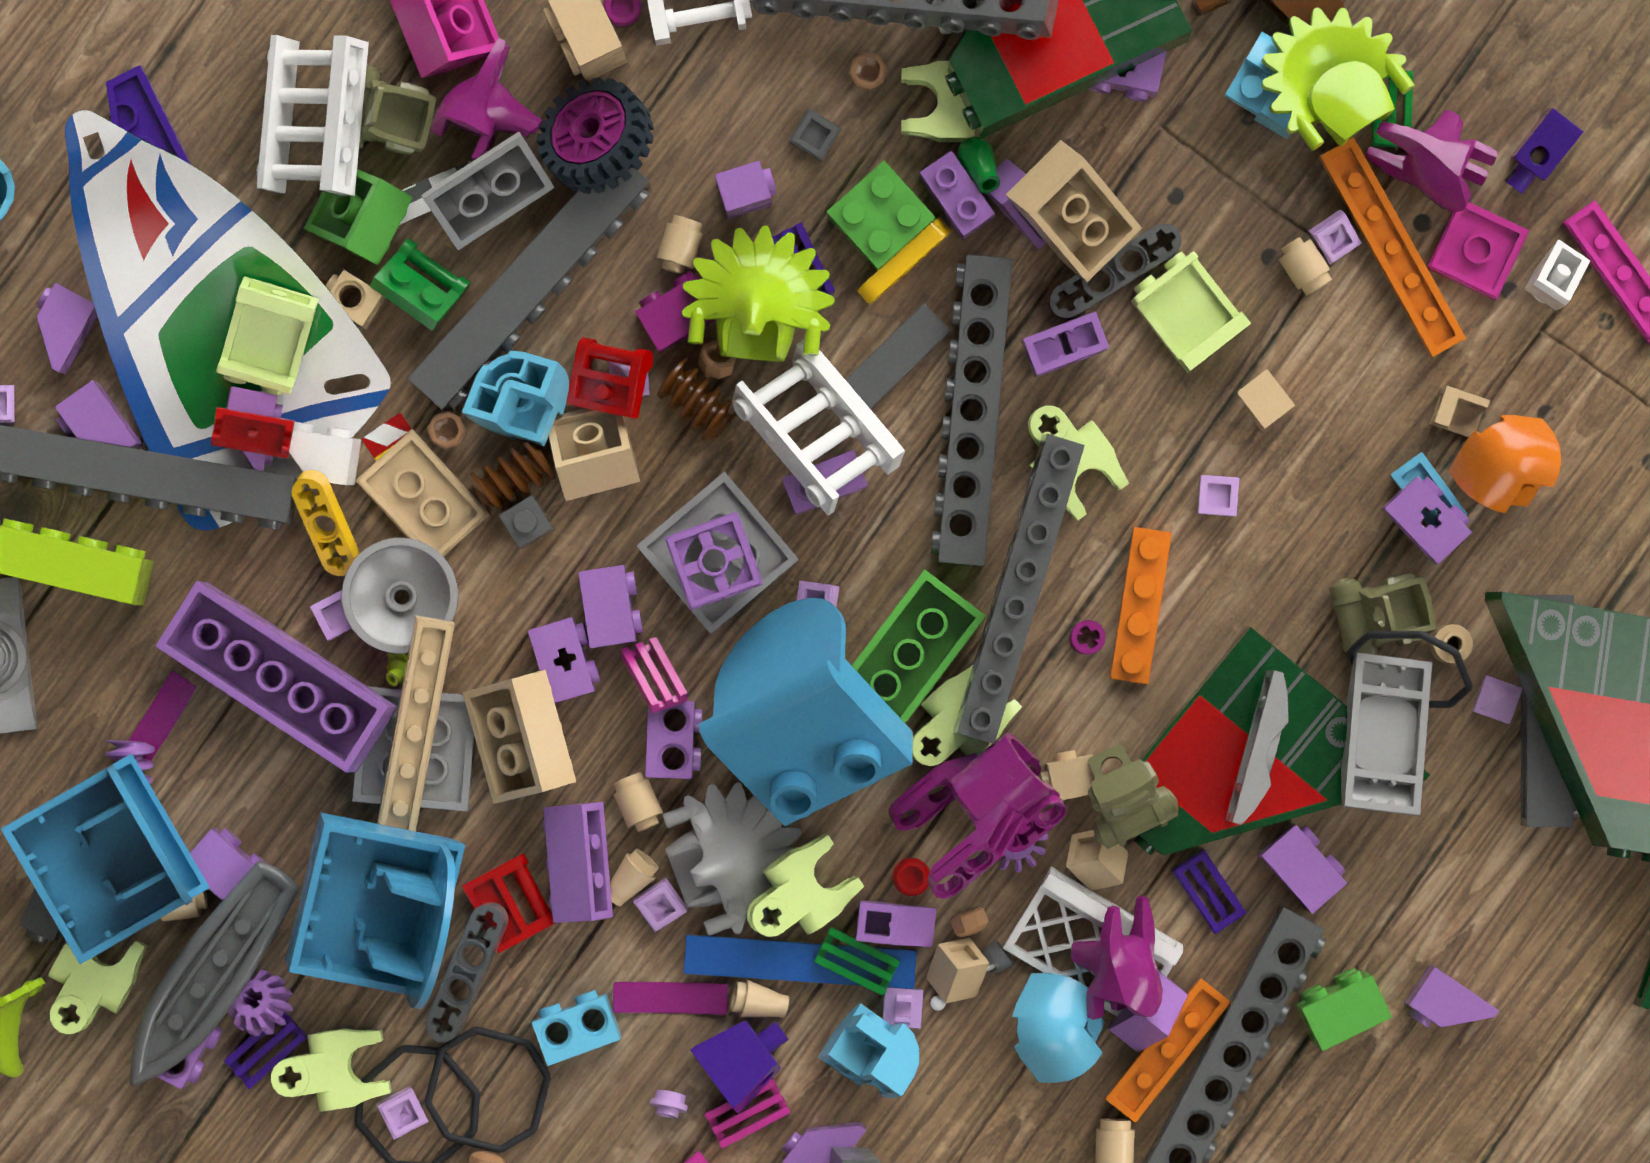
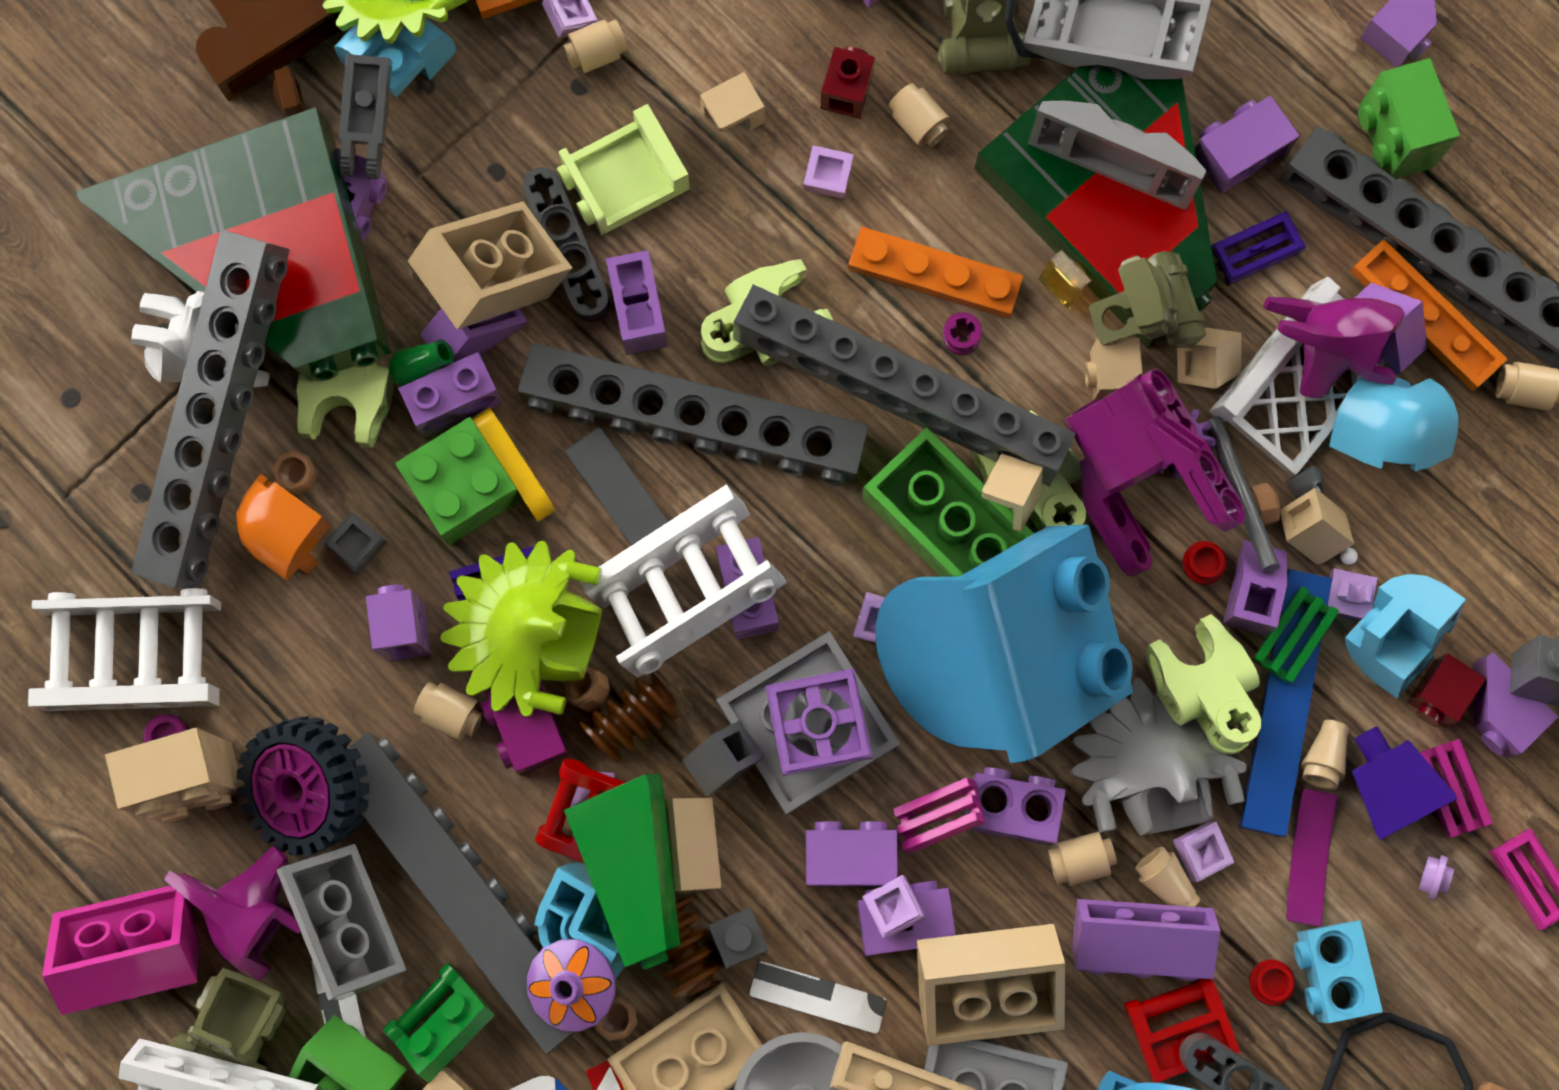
camera: 80 degrees left, 10 degrees down
(479, 397) = (586, 972): none -> medium lavender dish
(489, 597) = (818, 997): none -> white sticker
(560, 975) = (1272, 982): none -> red plate
(567, 423) = (631, 867): none -> green slope
(569, 647) = (894, 907): none -> lavender tile
(674, 485) = (723, 758): none -> dark grey brick
(813, 70) = (279, 528): none -> orange brick
(828, 1096) = (1445, 691): none -> dark red brick
(939, 698) = (1015, 486): none -> tan panel
(973, 900) = (1234, 473): none -> dark grey bar
(1149, 722) = (1064, 279): none -> clear yellow plate
(1197, 73) = (364, 112): none -> dark grey hinge
(1283, 570) = (919, 115): none -> tan brick
(1307, 500) = (847, 81): none -> dark red brick

